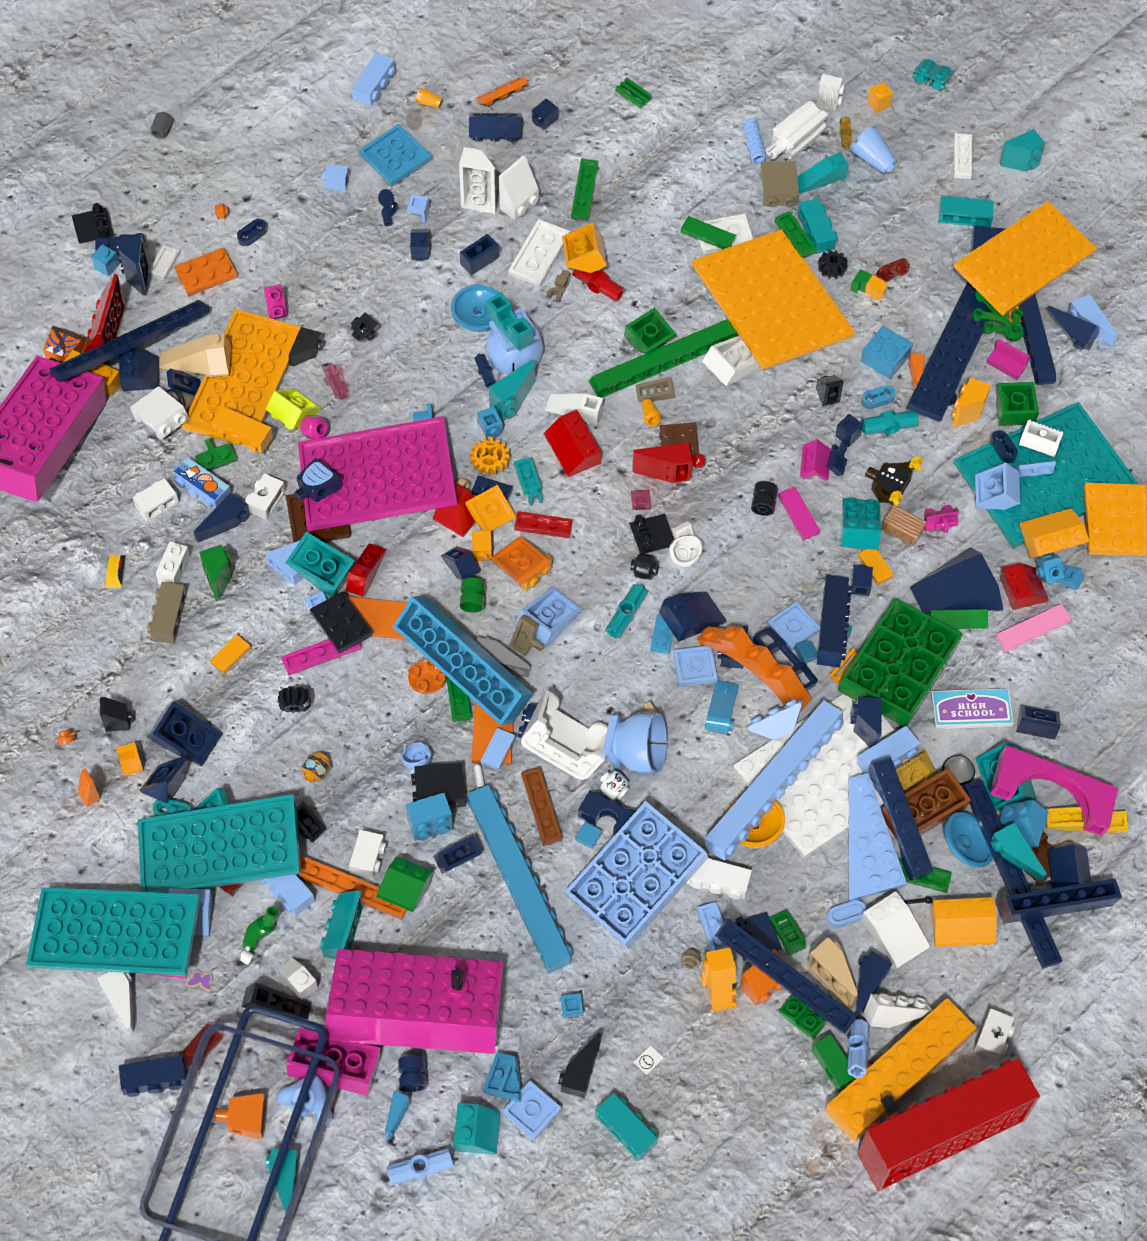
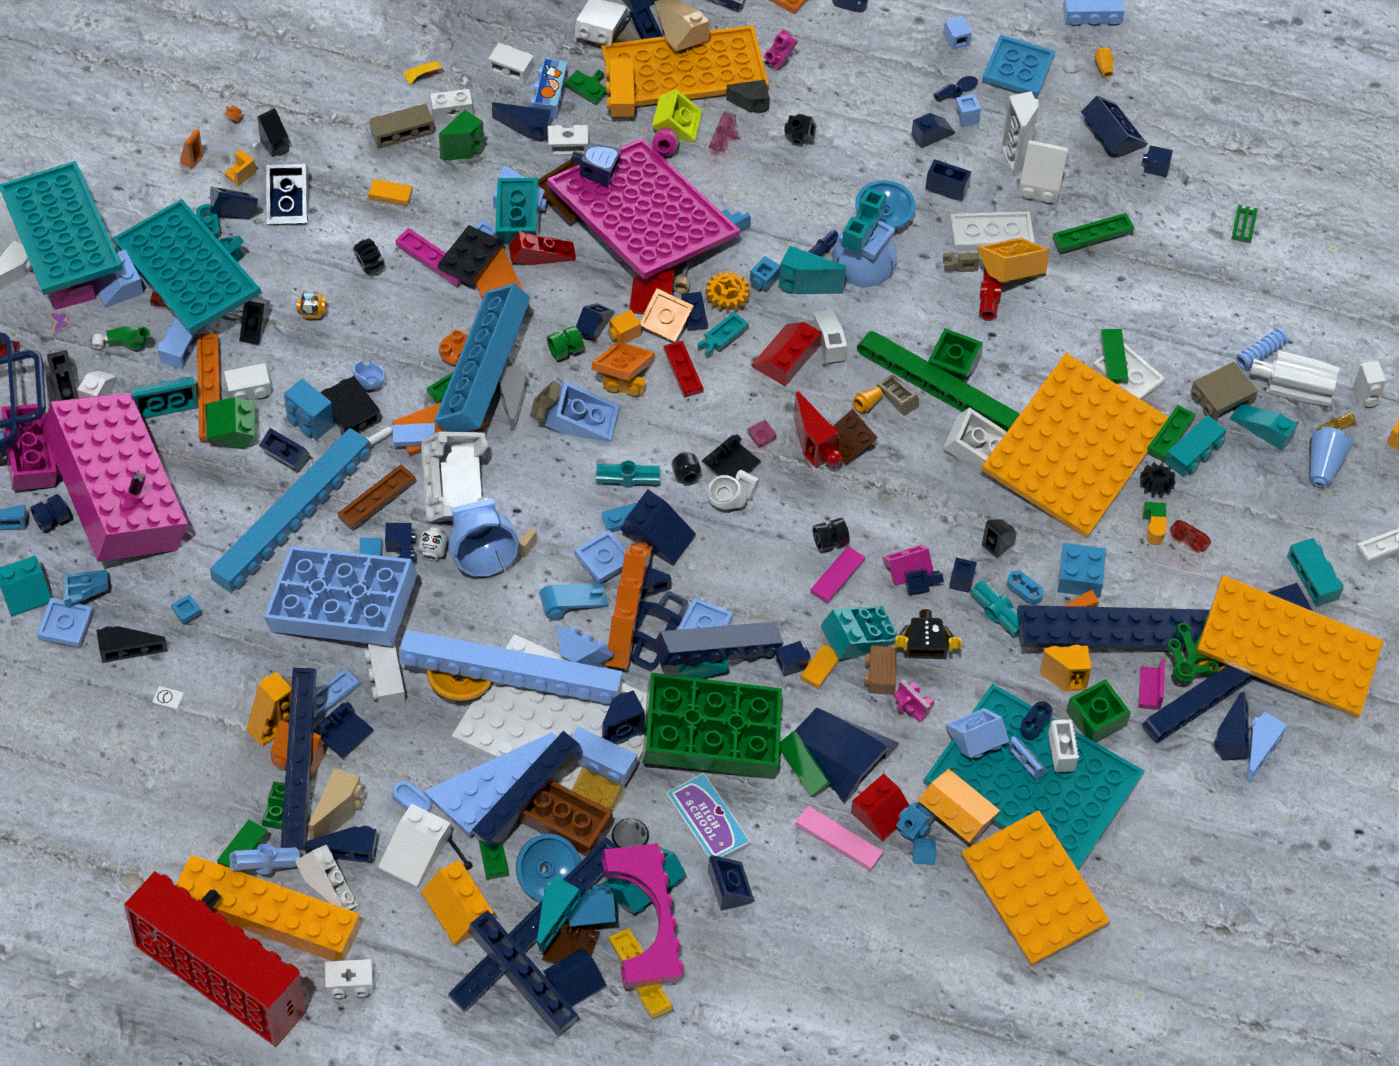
camera: 60 degrees right, 5 degrees down
(502, 91) = (1159, 115): orange plate -> none
(626, 1126) = (87, 704): teal brick -> none
(794, 943) = (352, 765): green slope -> none

